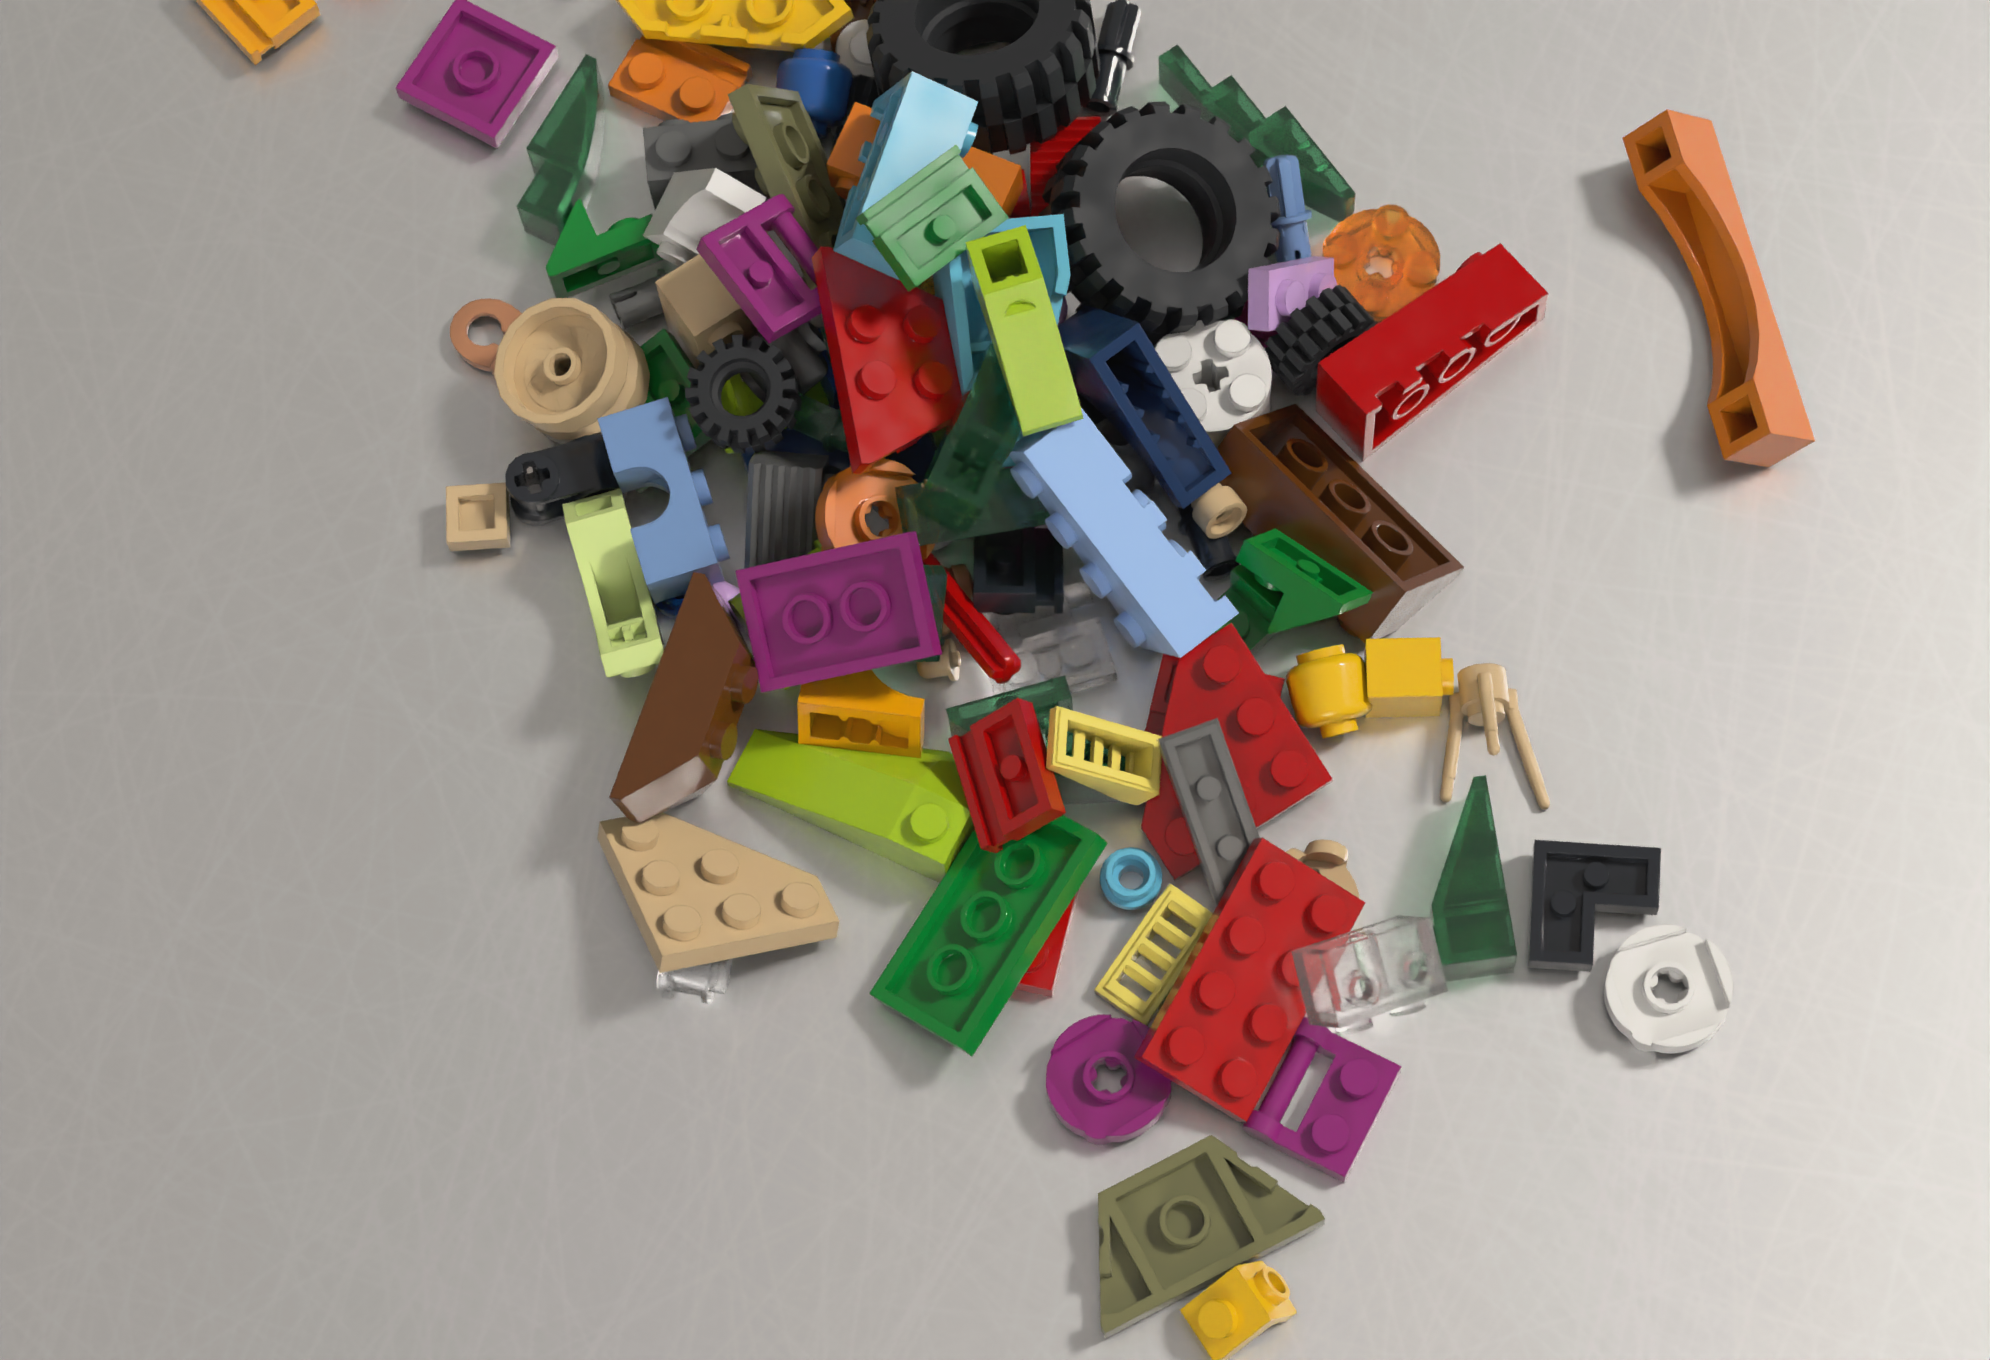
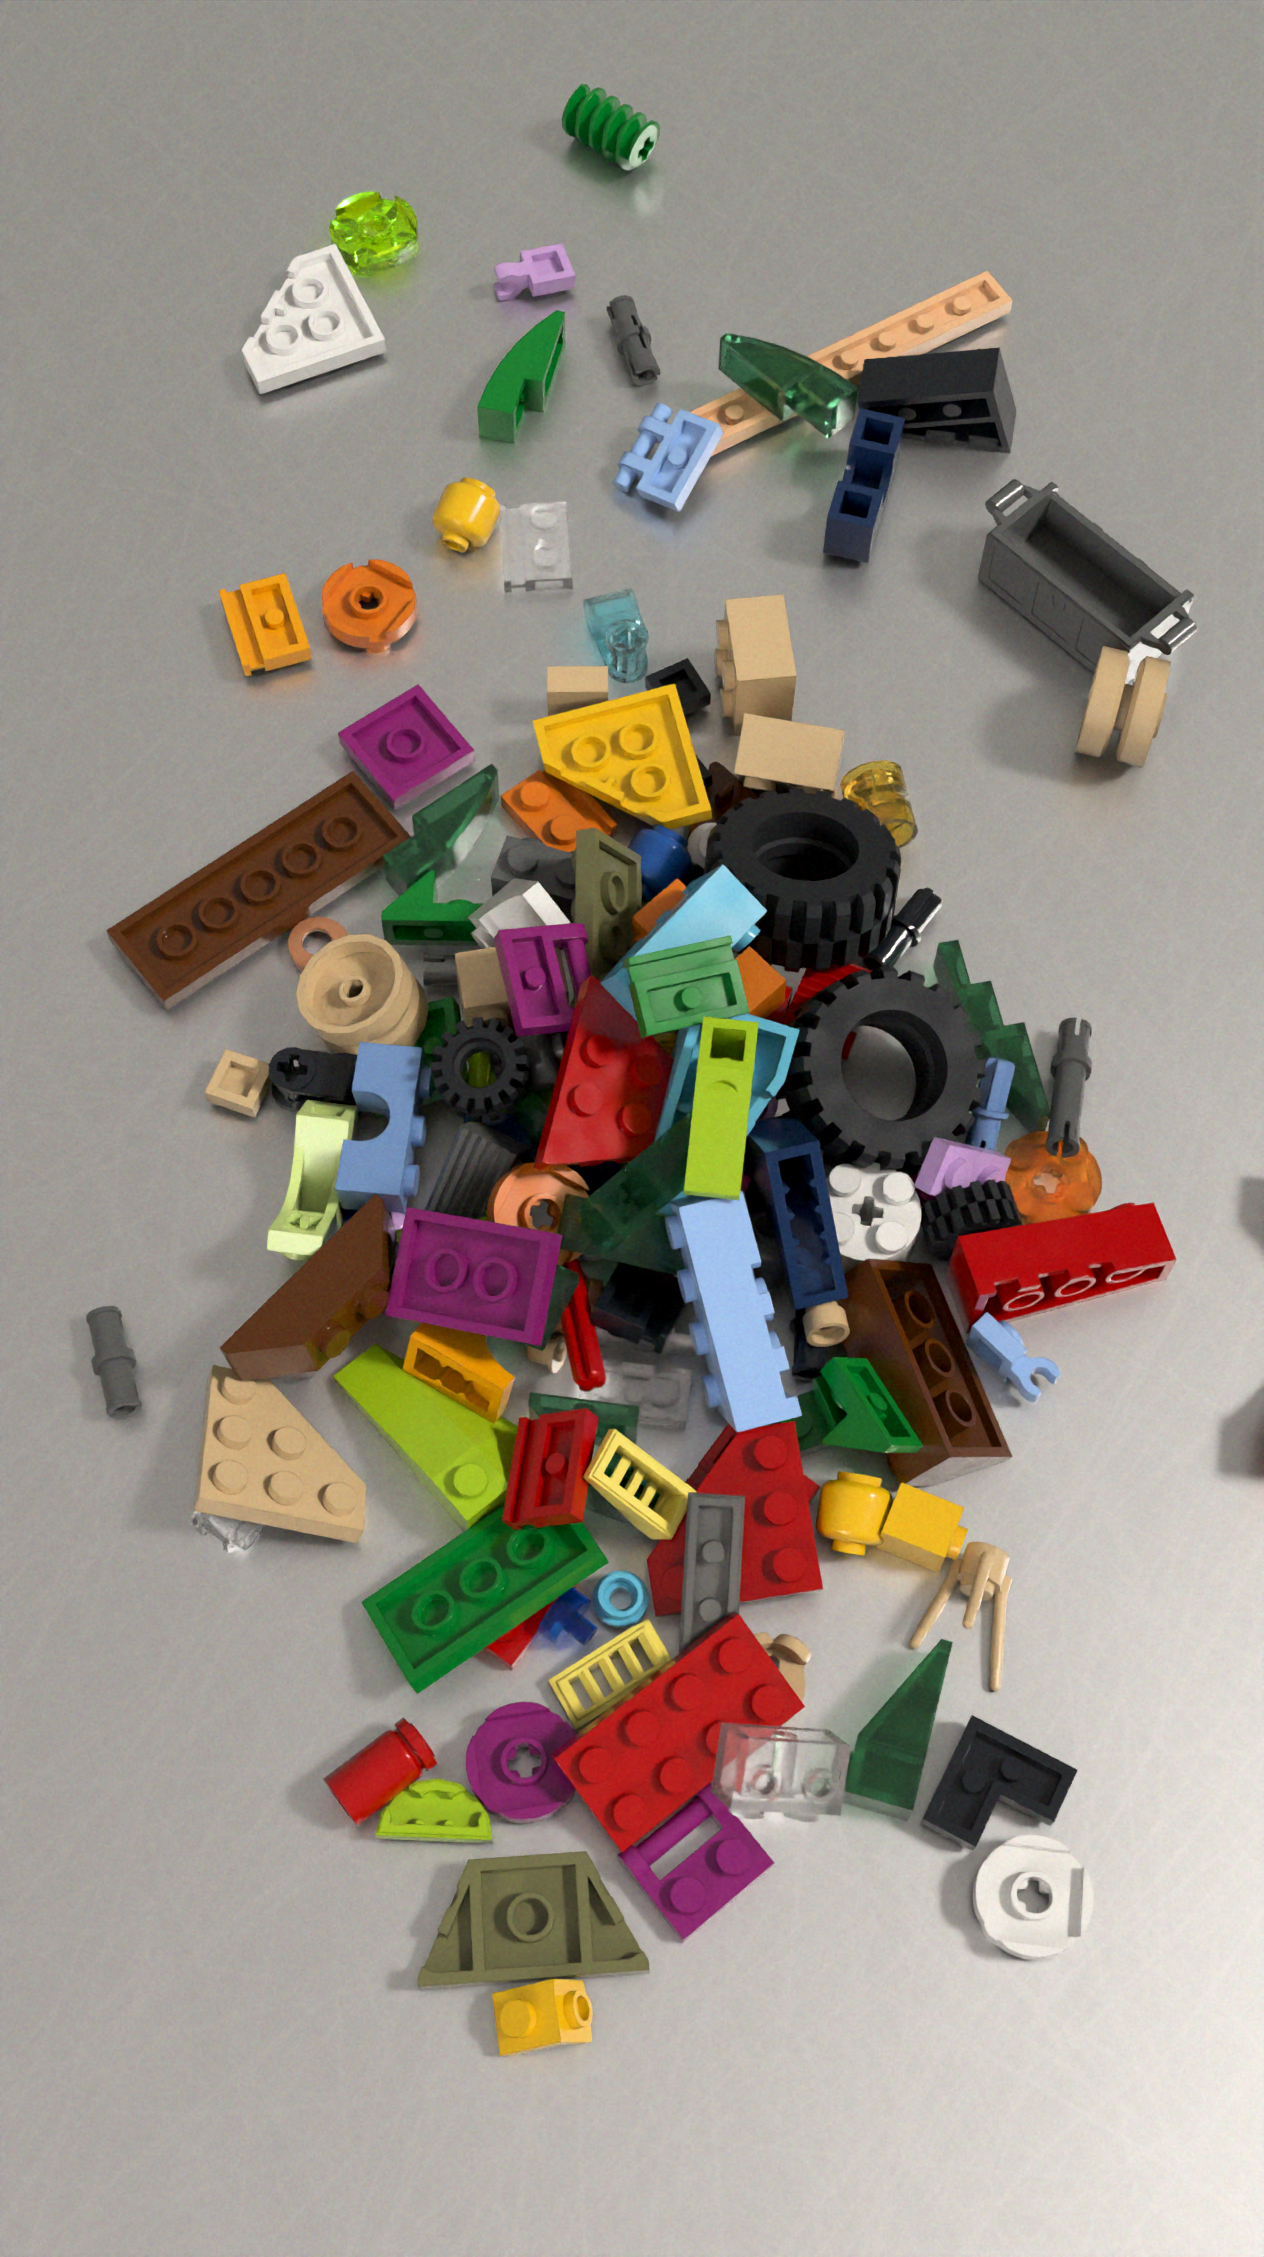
camera: 15 degrees right, 5 degrees down
(393, 298) = (258, 890): none -> reddish brown plate
(490, 863) = (113, 1362): none -> dark grey pin
(969, 1148) = (380, 1771): none -> red piece
(1043, 1164) = (435, 1812): none -> lime plate
(1088, 919) = (567, 1619): none -> clear blue tile
(1355, 136) = (1070, 1070): none -> dark grey pin
(1412, 464) = (1003, 1352): none -> light blue plate

